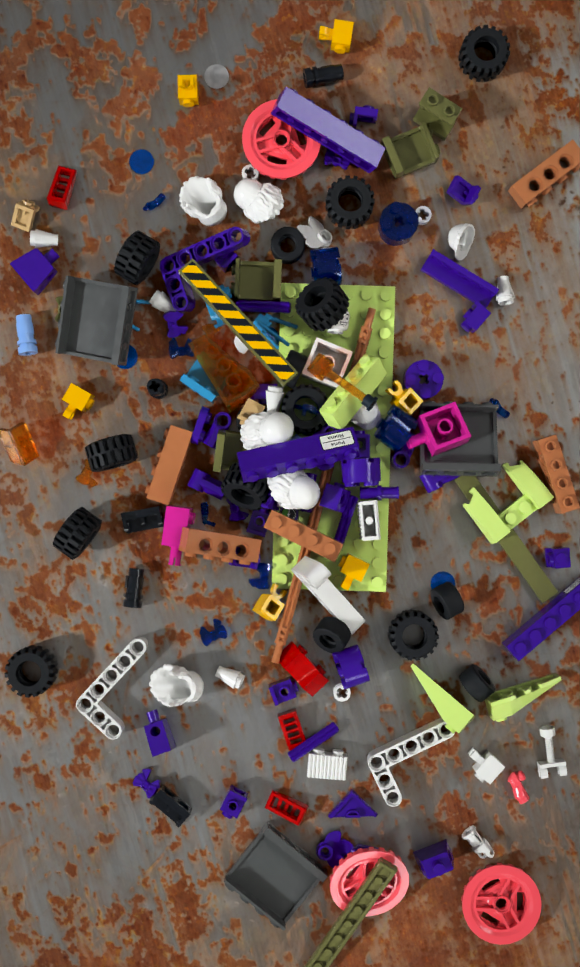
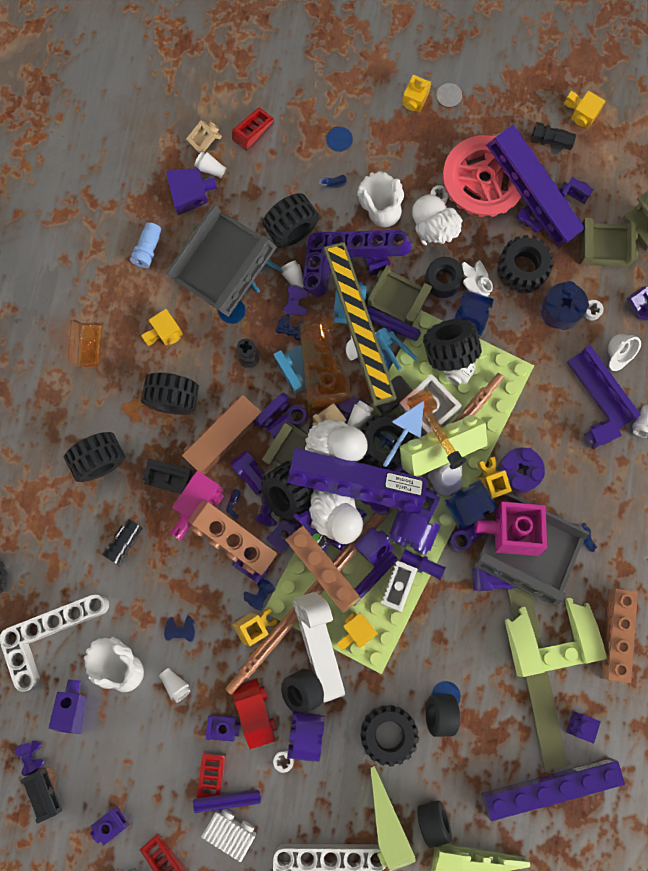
camera: 25 degrees right, 10 degrees down
(318, 387) = (409, 421): none -> light blue piece

